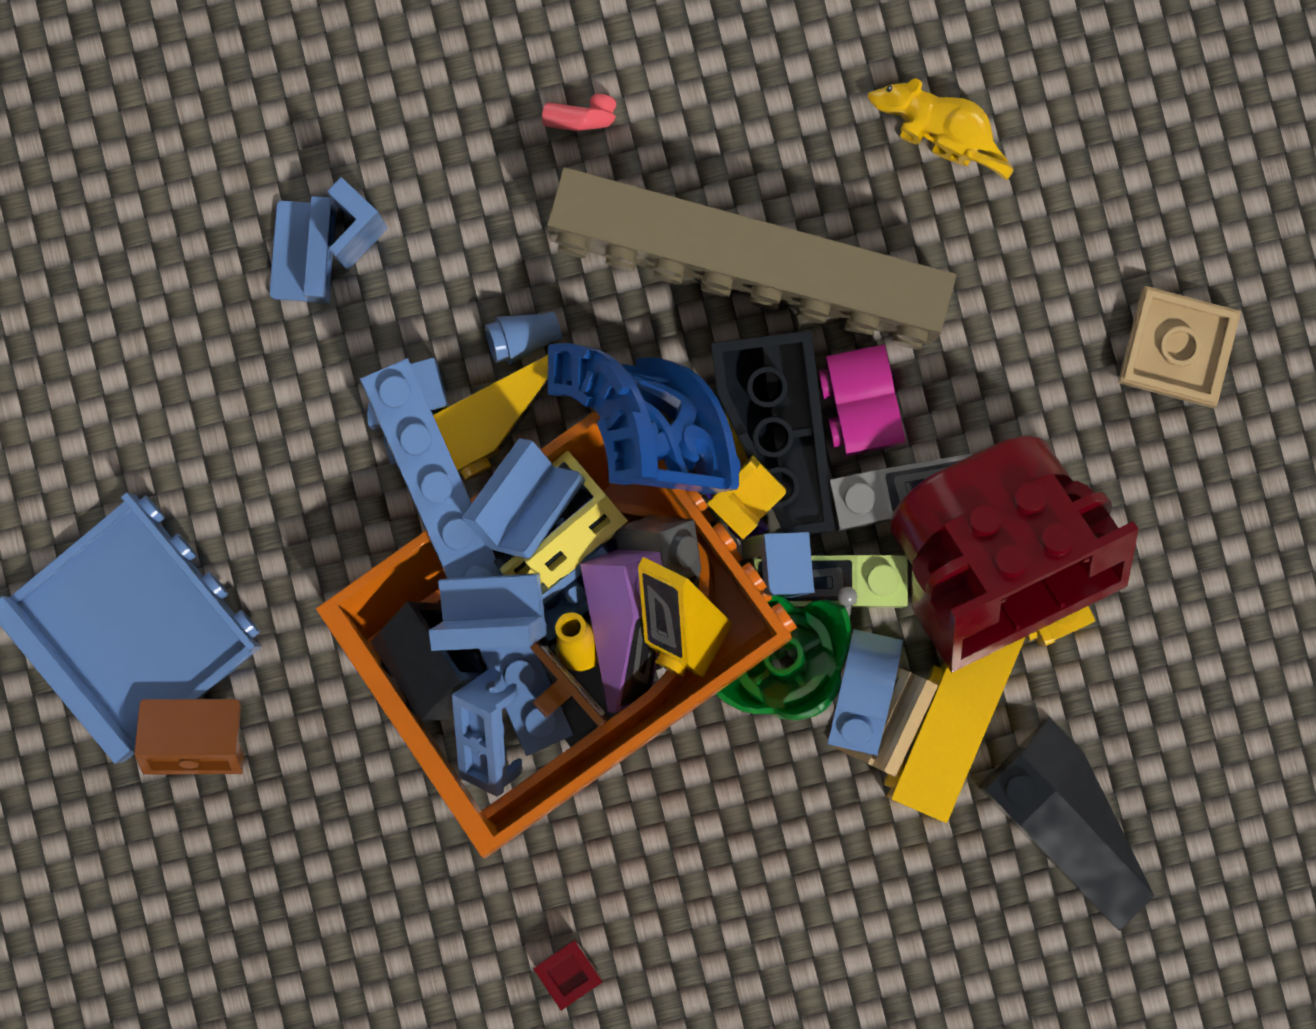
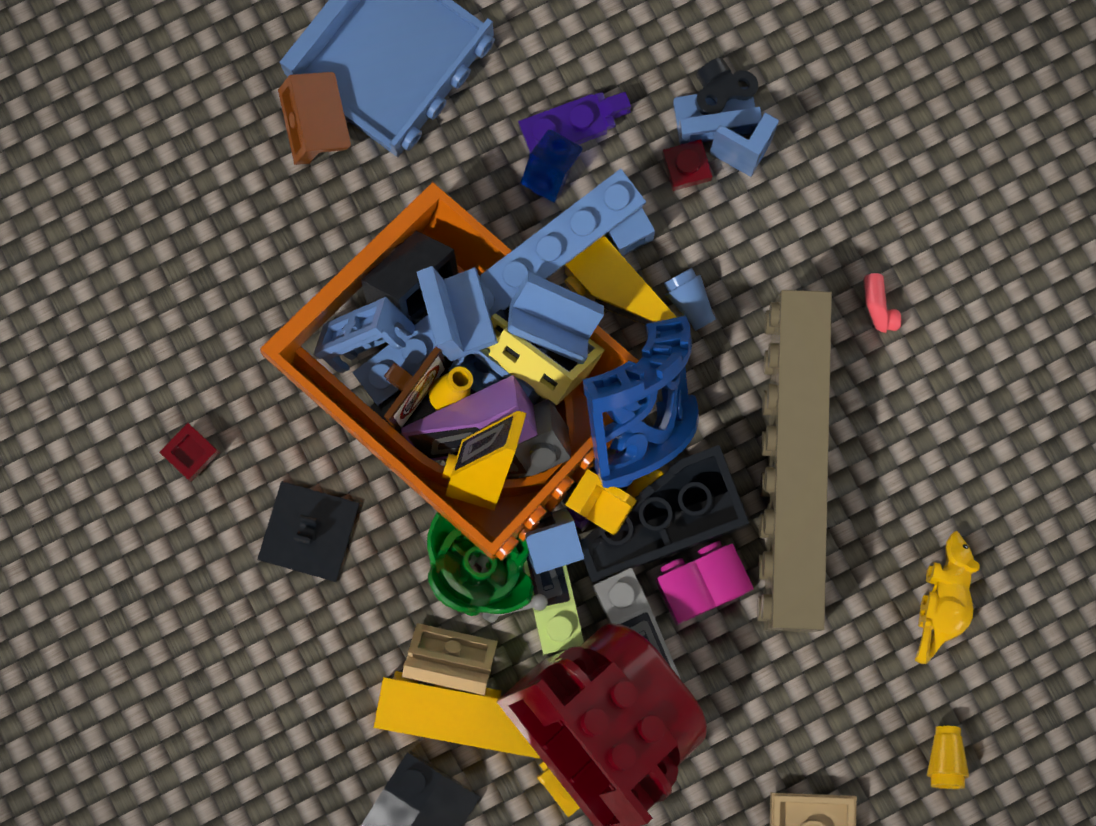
camera: 80 degrees right, 5 degrees down
(271, 234) = (722, 86): none -> black piece
(272, 426) = (576, 120): none -> dark purple hinge
(320, 463) = (550, 165): none -> clear blue bracket
(356, 300) = (687, 165): none -> dark red plate
(694, 852) = (308, 531): none -> black piece
(865, 692) = (465, 634): medium blue brick -> none
(1125, 171) = (948, 759): none -> yellow cone

